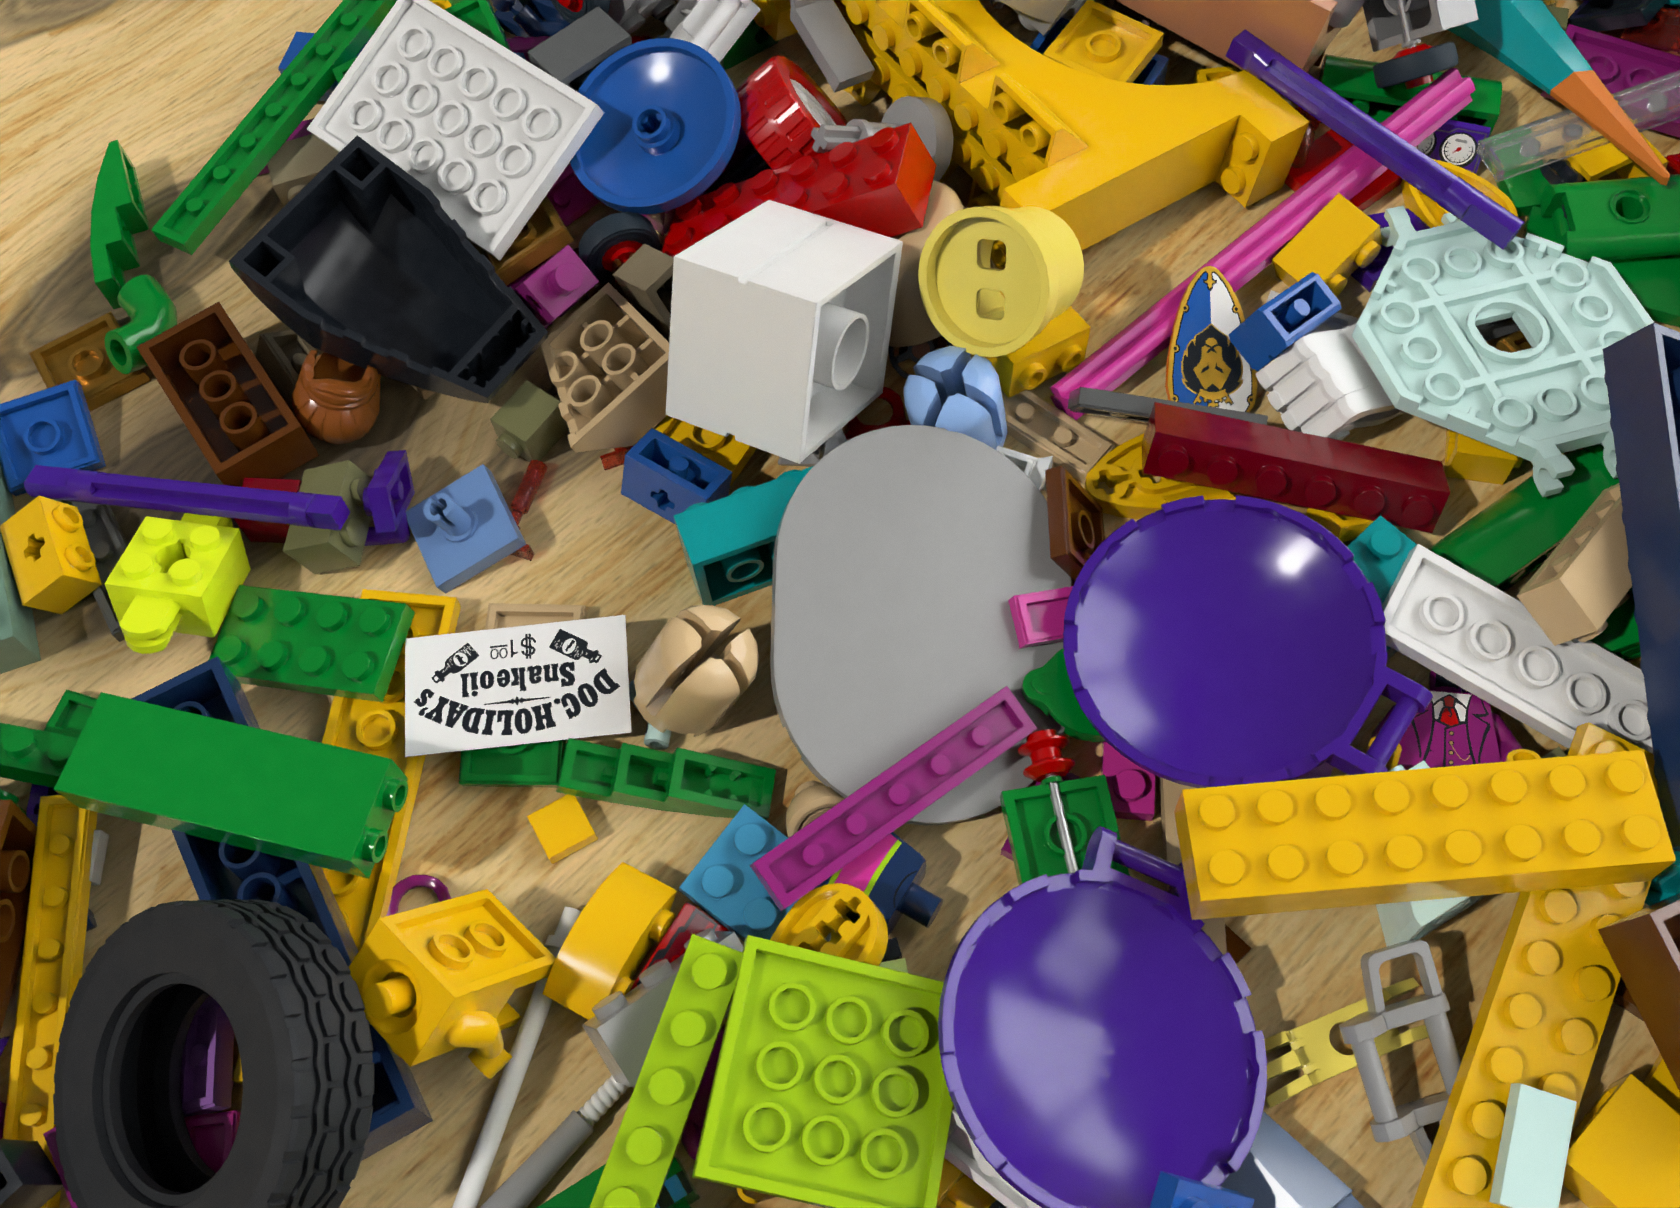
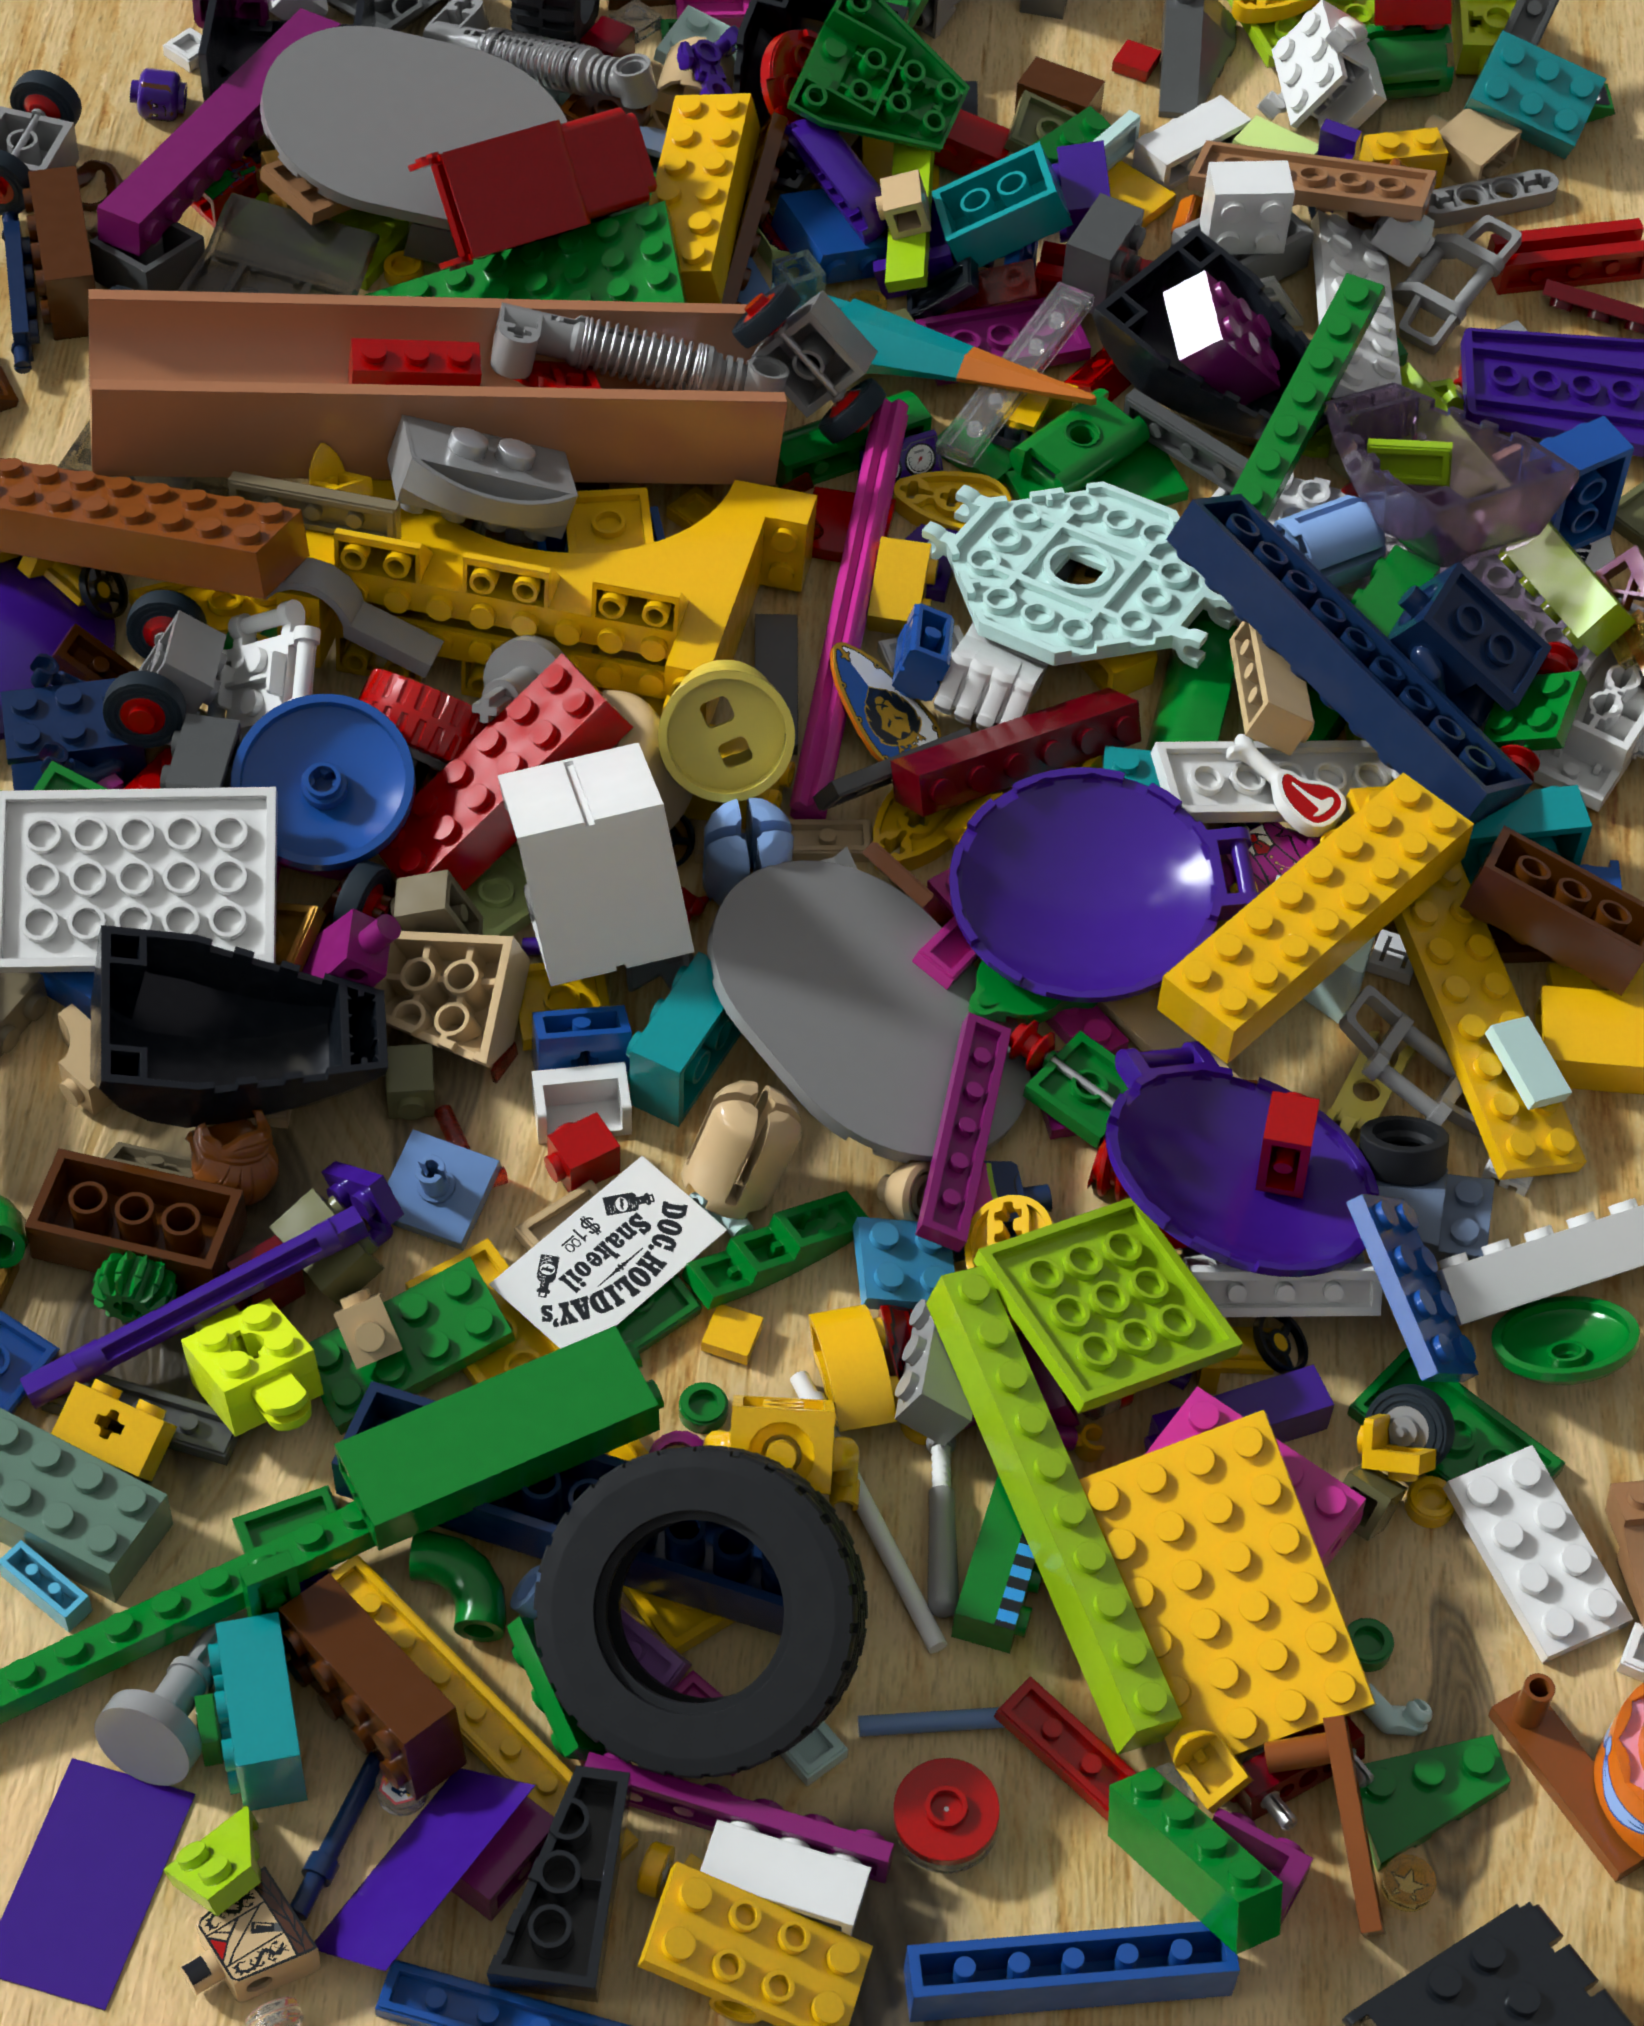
camera: 50 degrees left, 10 degrees down
(156, 872) = (469, 1580): none -> green cylinder
(172, 449) = (132, 1286): none -> green gear
(271, 602) = (366, 1327): none -> tan bracket
(478, 871) = (703, 1407): none -> green tile
(594, 577) = (582, 1153): none -> red brick
(633, 533) = (579, 1091): none -> white panel
(1148, 272) = (778, 658): none -> dark grey tile
(1173, 1050) = (1287, 1144): none -> red brick
(1295, 1160) = (1405, 1149): none -> black tyre
(1375, 139) = (871, 481): dark purple piece -> none
(1491, 918) = (1390, 958): none -> white tile
(1523, 704) = (1305, 804): none -> white piece

